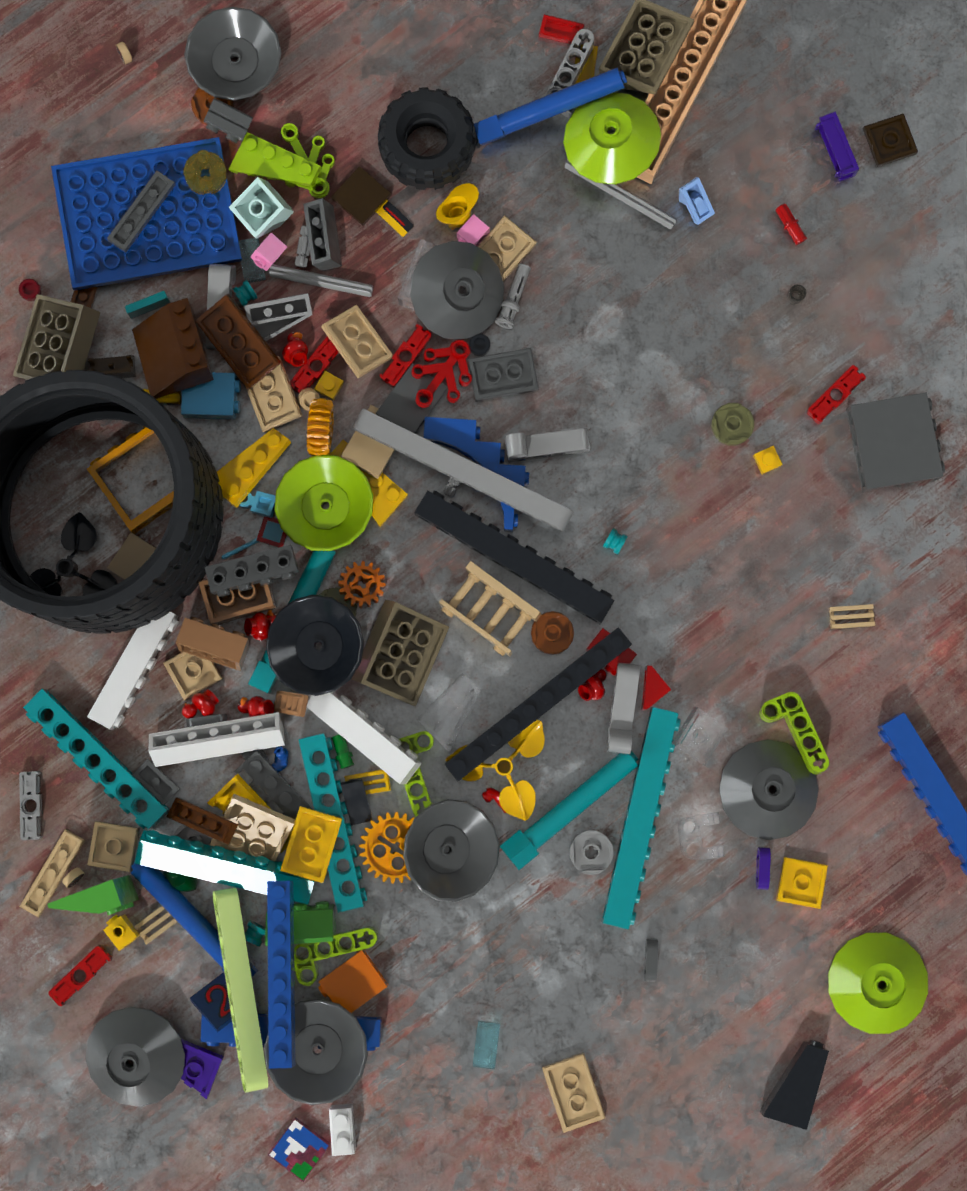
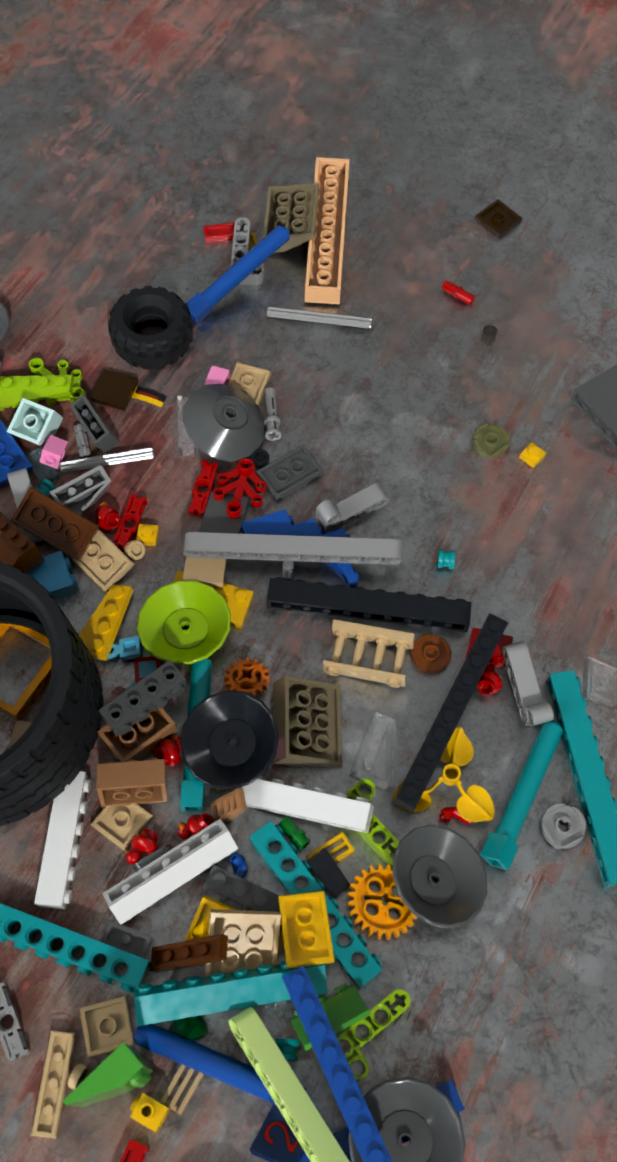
camera: 25 degrees left, 20 degrees down
(320, 427) = (154, 563): light orange gear -> none
(353, 982) = (406, 1052): orange panel -> none
(357, 341) = (157, 491): tan tile -> none
(457, 206) = (196, 366): yellow piece -> none
(486, 1045) = (563, 1059): clear light blue tile -> none
(613, 156) = (296, 277): lime dish -> none
(653, 688) = (541, 660): red slope -> none
(696, 200) = (377, 296): light blue slope -> none
(826, 403) = (553, 399): red piece -> none
(837, 146) = (464, 232): dark purple container -> none

